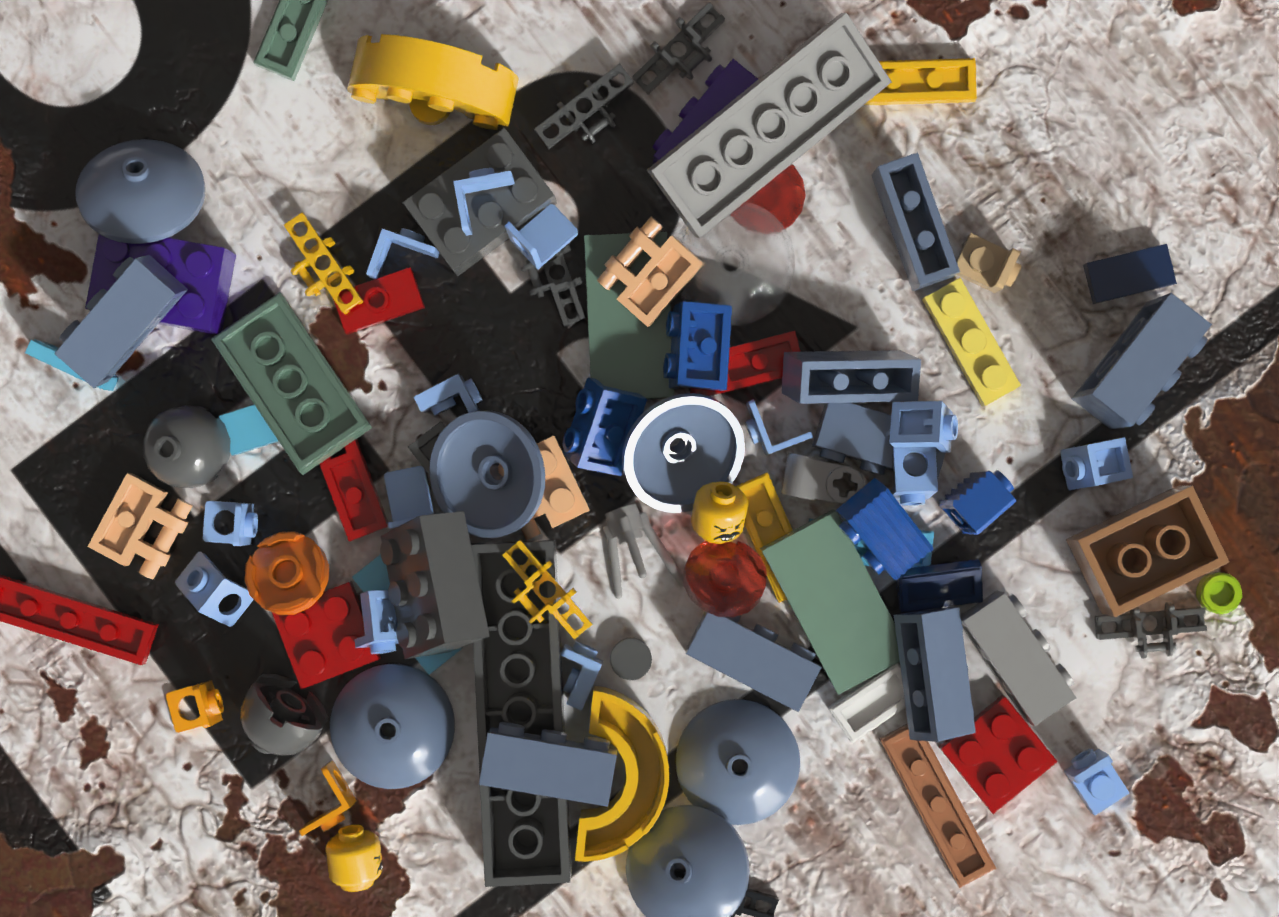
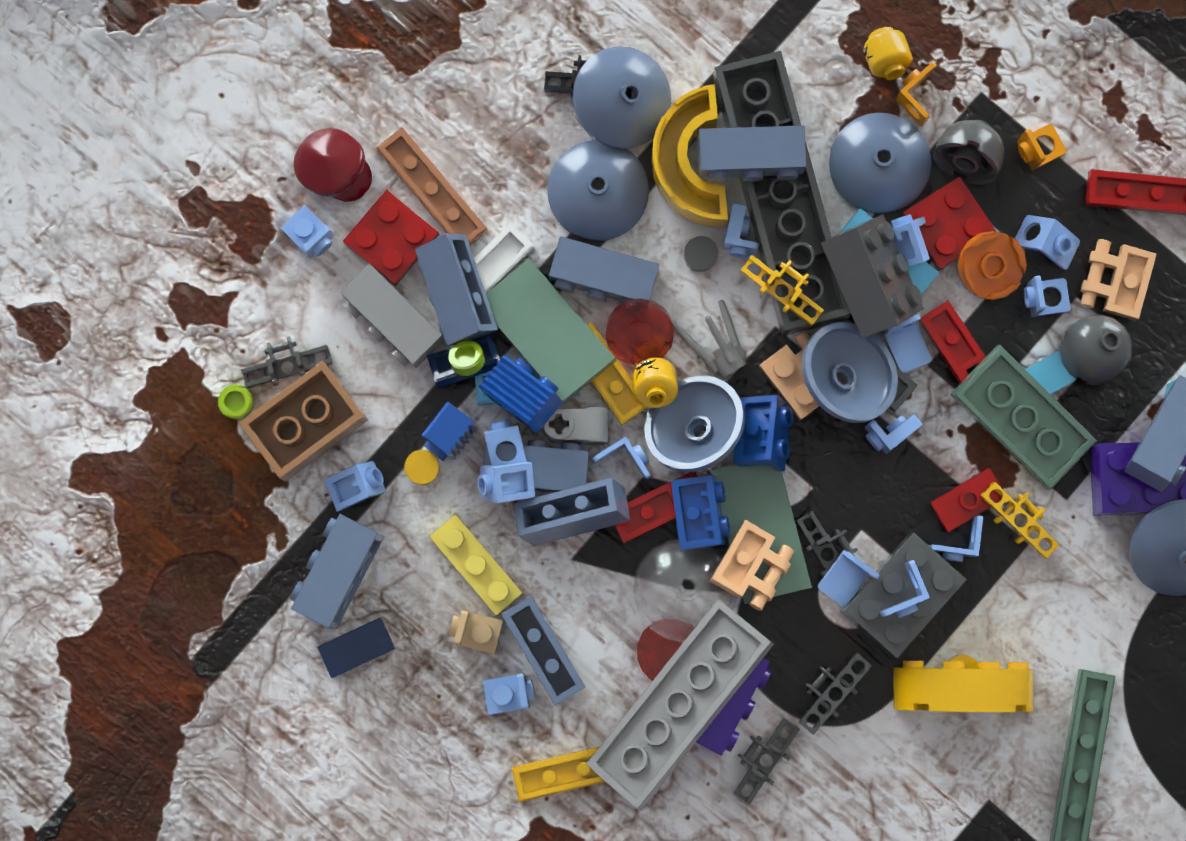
camera: 175 degrees right, 5 degrees down
(938, 587) = (466, 358): none -> lime tile
(963, 184) = (508, 693): none -> light blue bracket
(1016, 467) = (422, 467): none -> yellow tile
(1052, 856) = (333, 165): none -> dark red piece

